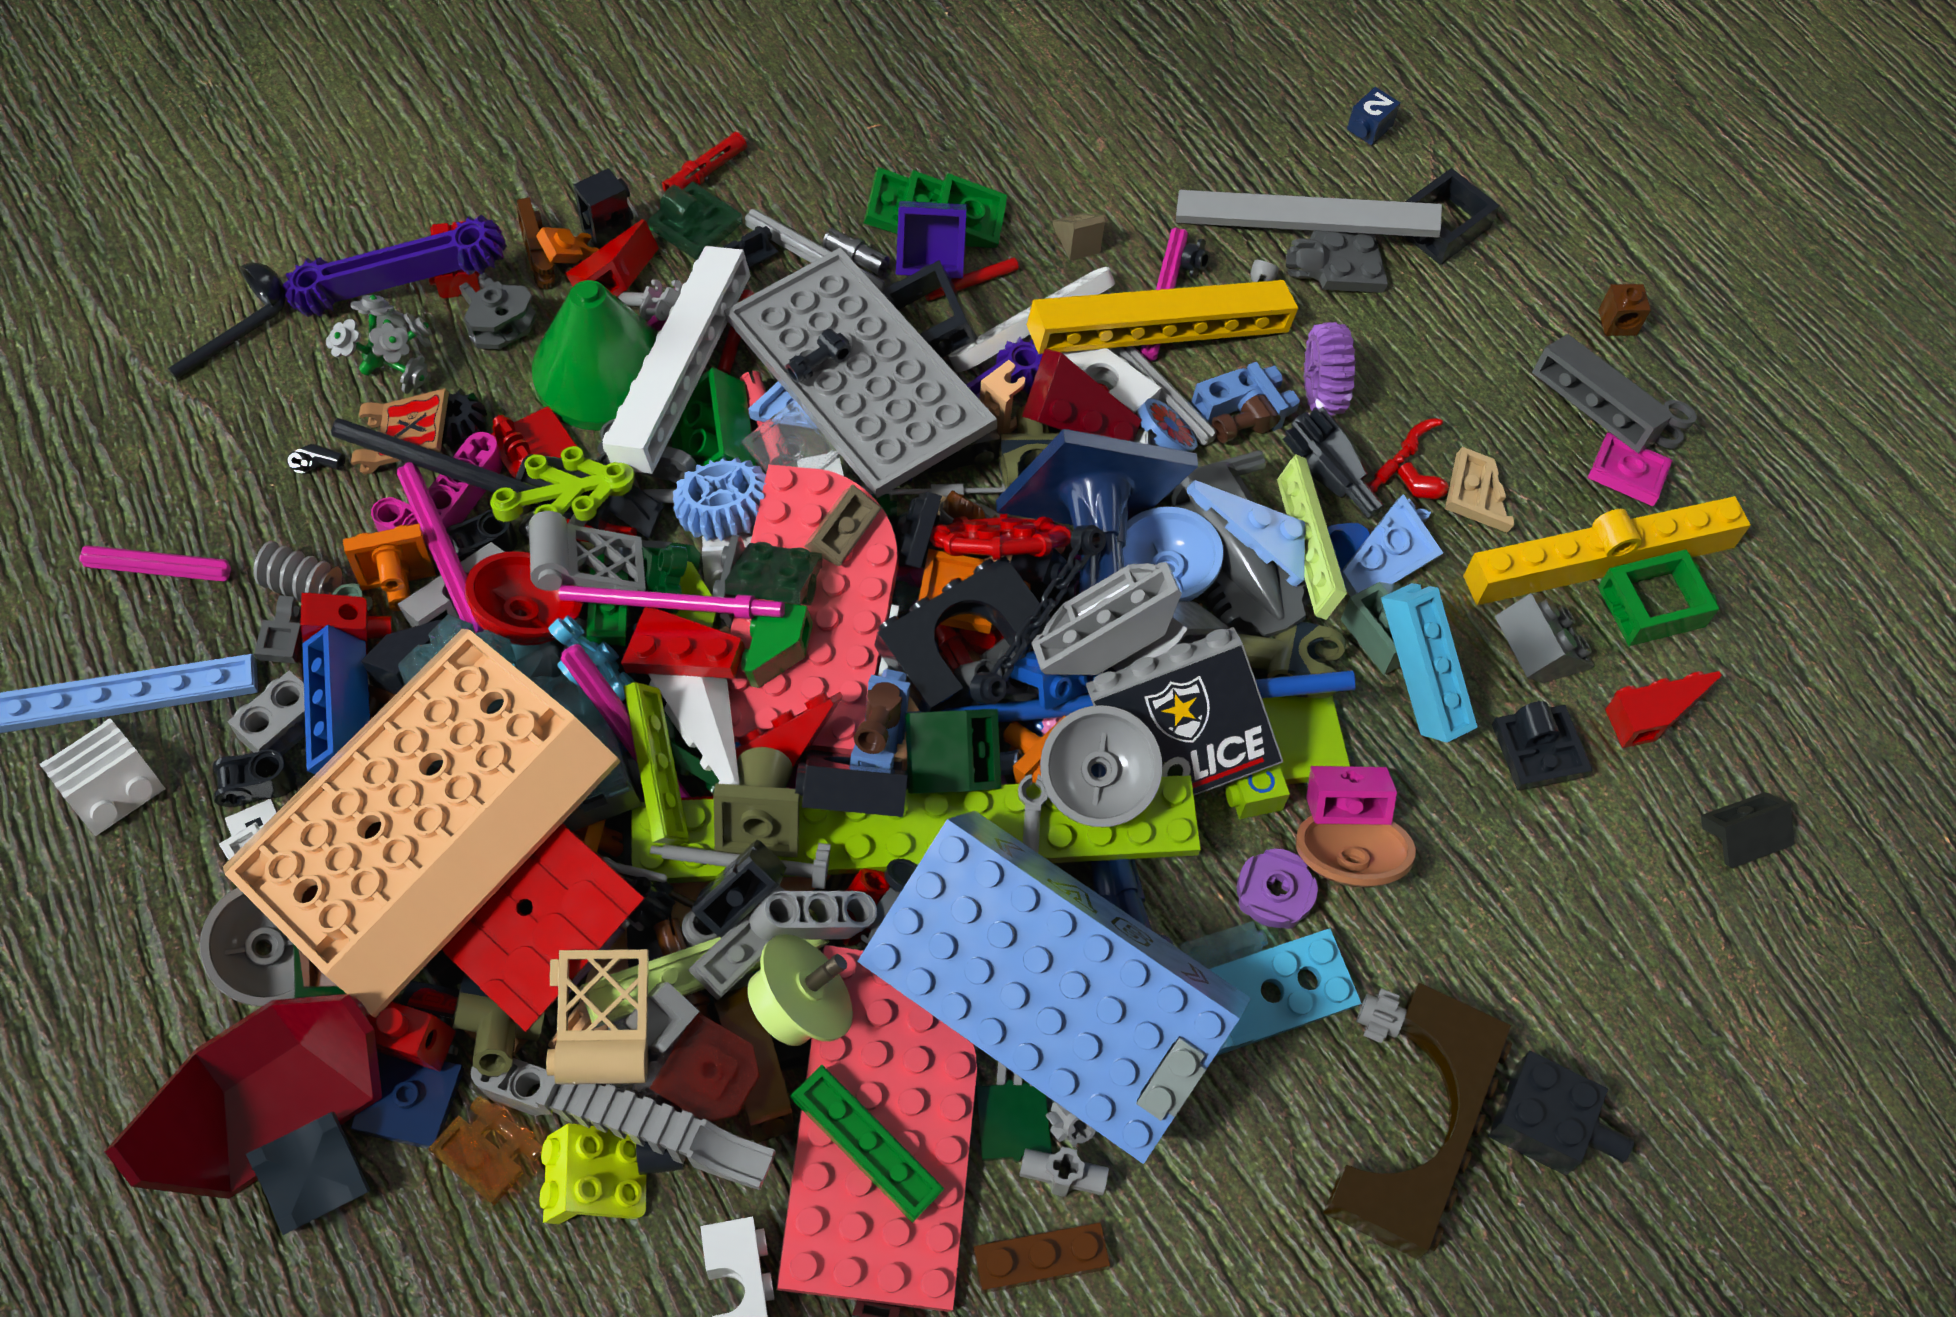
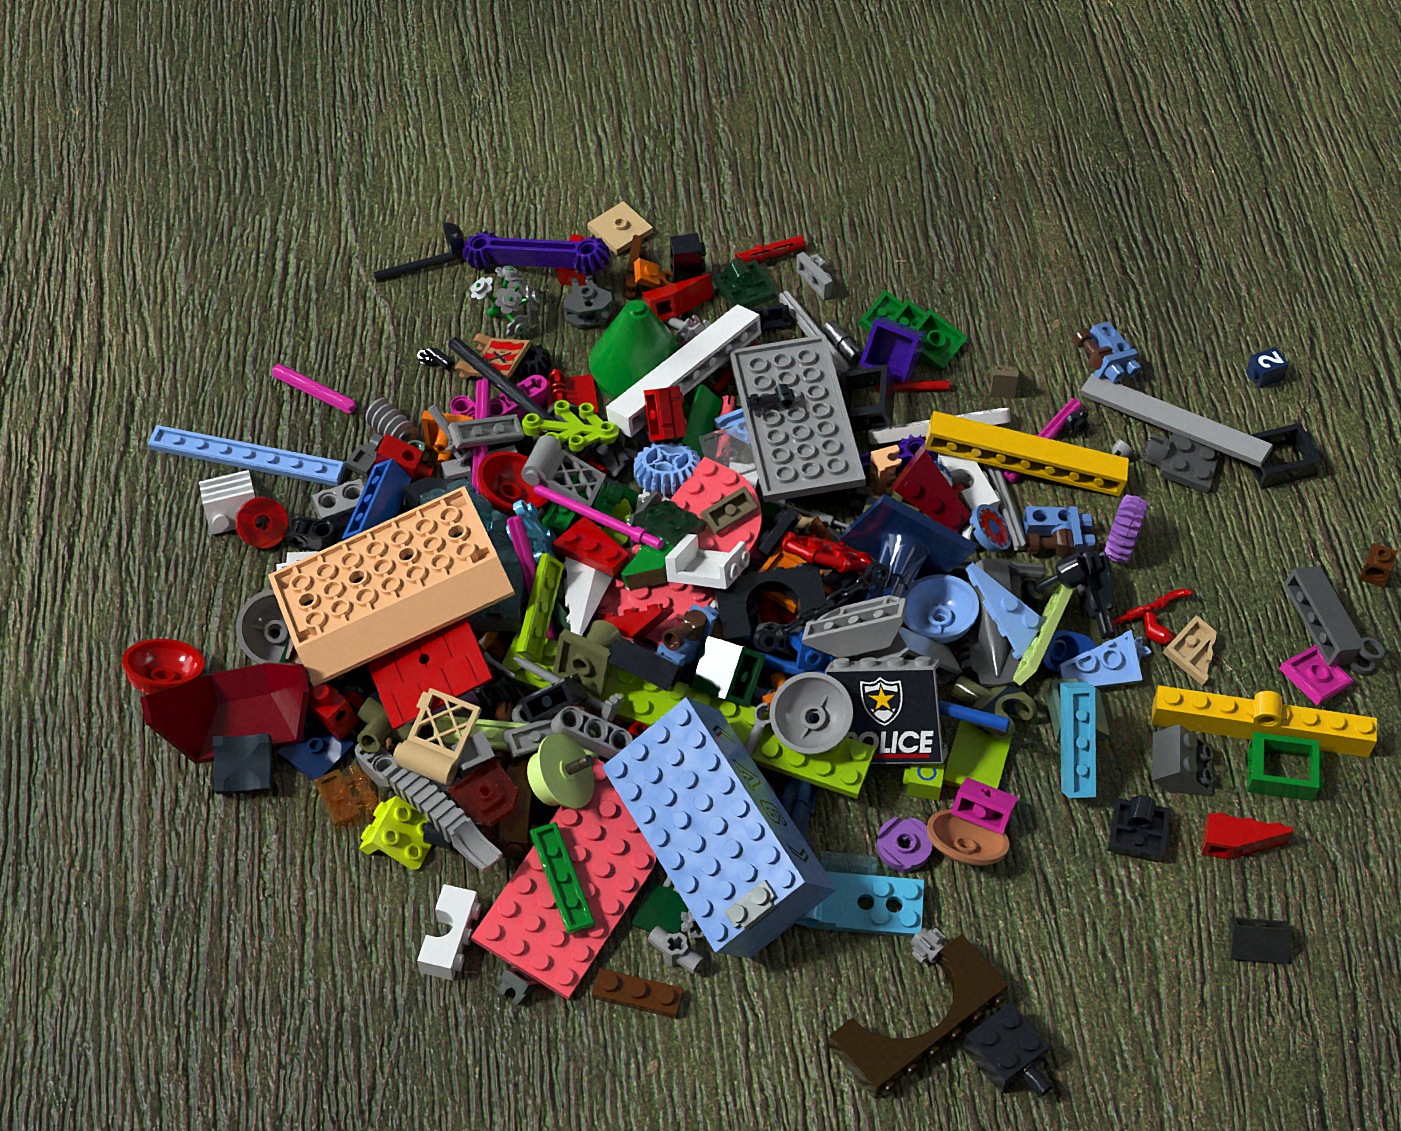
camera: 30 degrees right, 5 degrees down
(110, 1072) = (161, 664): none -> red hat
(143, 790) = (275, 527): none -> red plate
(404, 561) = (443, 424): none -> light grey piece
(446, 537) = (486, 431): none -> light grey tile
(490, 194) = (618, 227): none -> tan plate
(688, 424) = (665, 413): none -> red brick
(773, 175) = (812, 272): none -> light grey hinge
(858, 616) = (704, 567): none -> white panel
(1188, 156) = (1108, 352): none -> medium blue hips
(1299, 448) = (1069, 571): none -> black piece

